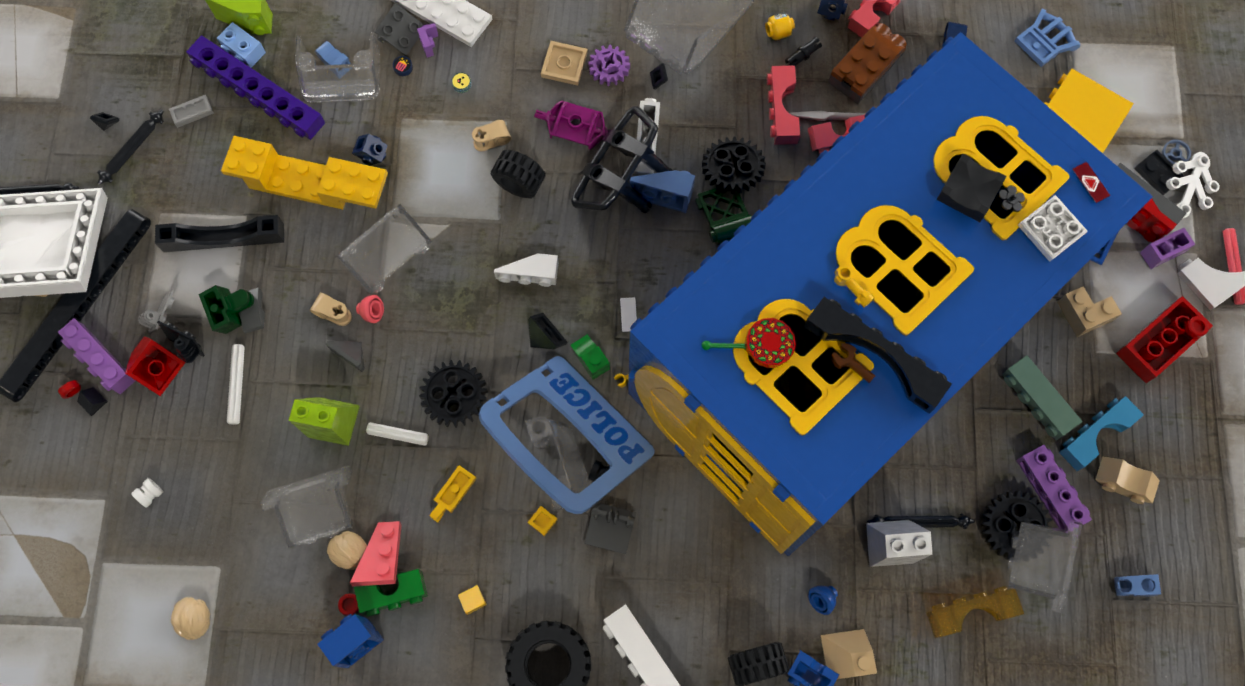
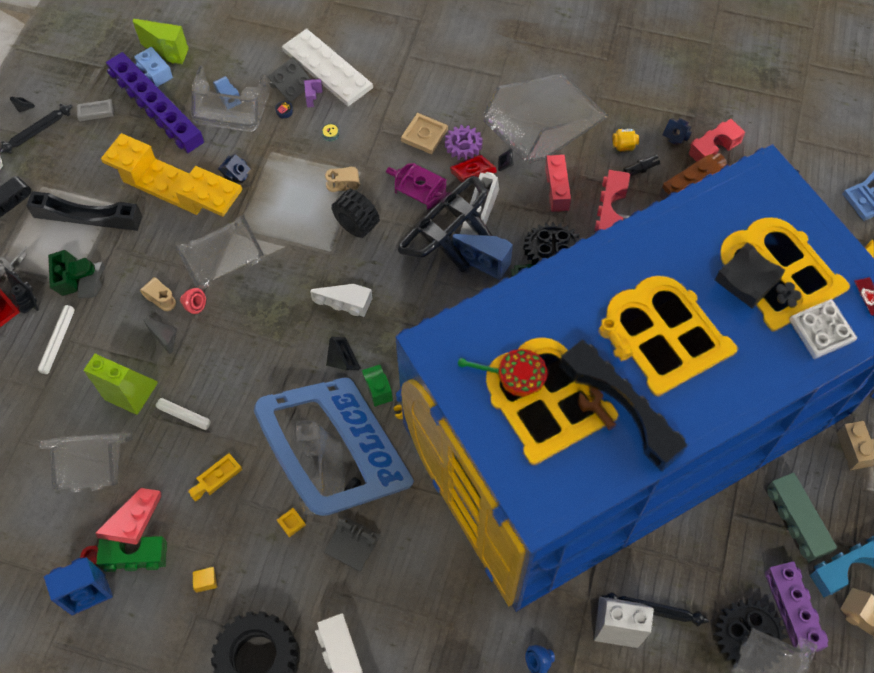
camera: 15 degrees right, 10 degrees down
(346, 550) = (103, 504): tan hair -> none
(439, 382) = (234, 376): black gear -> none
(627, 94) = (472, 168): none -> red tile
(718, 82) = (559, 185): none -> coral arch

